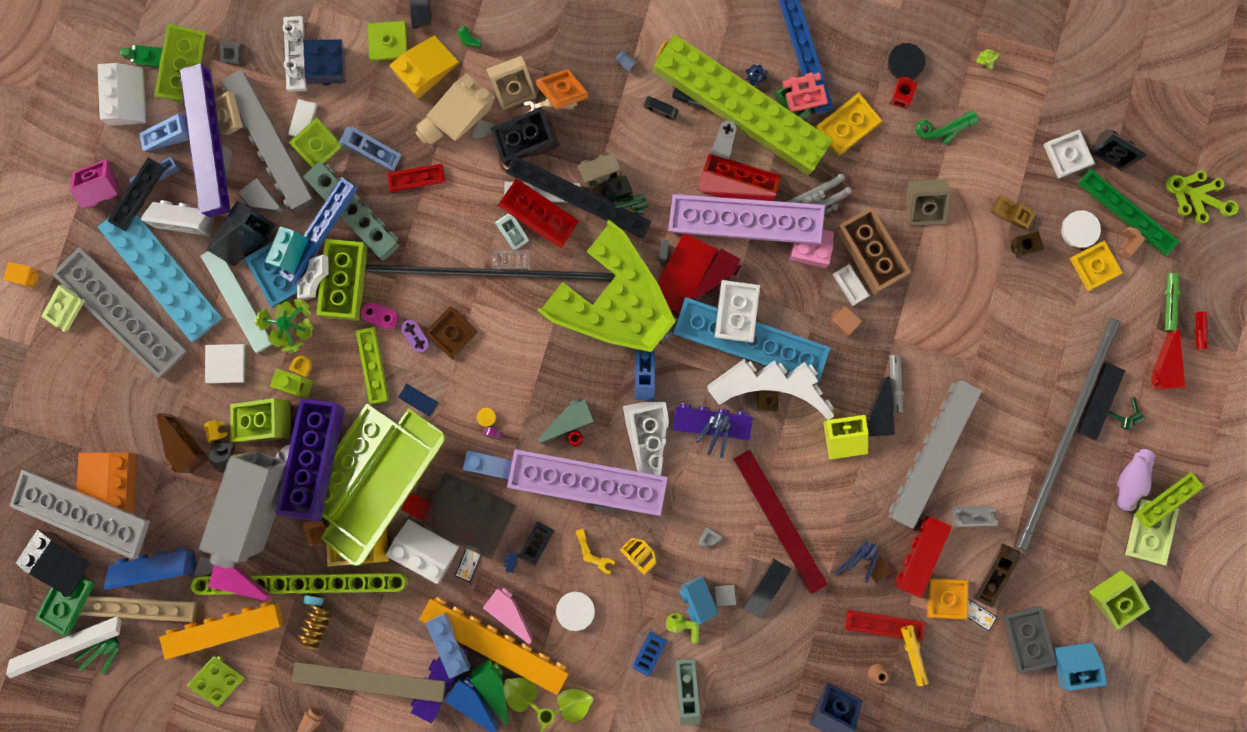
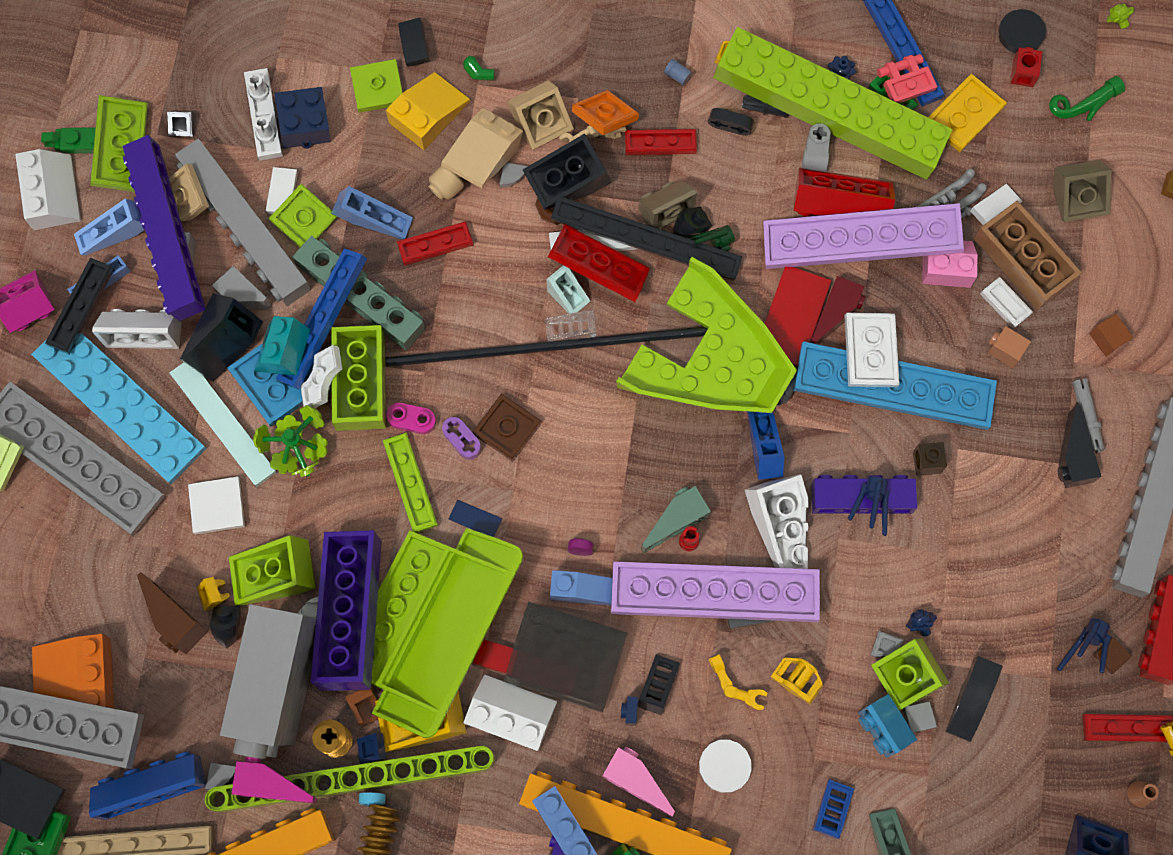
camera: 10 degrees left, 10 degrees down
(281, 554) = (326, 730): none -> pearl gold piece
(291, 383) = (307, 515): lime torso -> none
(301, 365) = (317, 495): yellow tile -> none
(317, 563) = (371, 748): none -> dark blue plate
(468, 565) = (572, 725): sticker -> none
(486, 417) = (568, 528): yellow tile -> none
(603, 117) = (660, 142): none -> red tile
(663, 250) = (764, 290): dark grey tile -> none
(677, 623) = (863, 762): lime plate -> none
(723, 563) = (910, 673): none -> lime slope
(739, 525) = (921, 621): none -> dark blue plant
(772, 377) = (966, 426): white arch -> none
(780, 522) = (974, 612): dark red tile -> none
(846, 437) = (1039, 488): neon yellow slope -> none
(857, 204) = (994, 204): none -> white tile
(926, 322) = (1110, 335): none -> dark orange panel

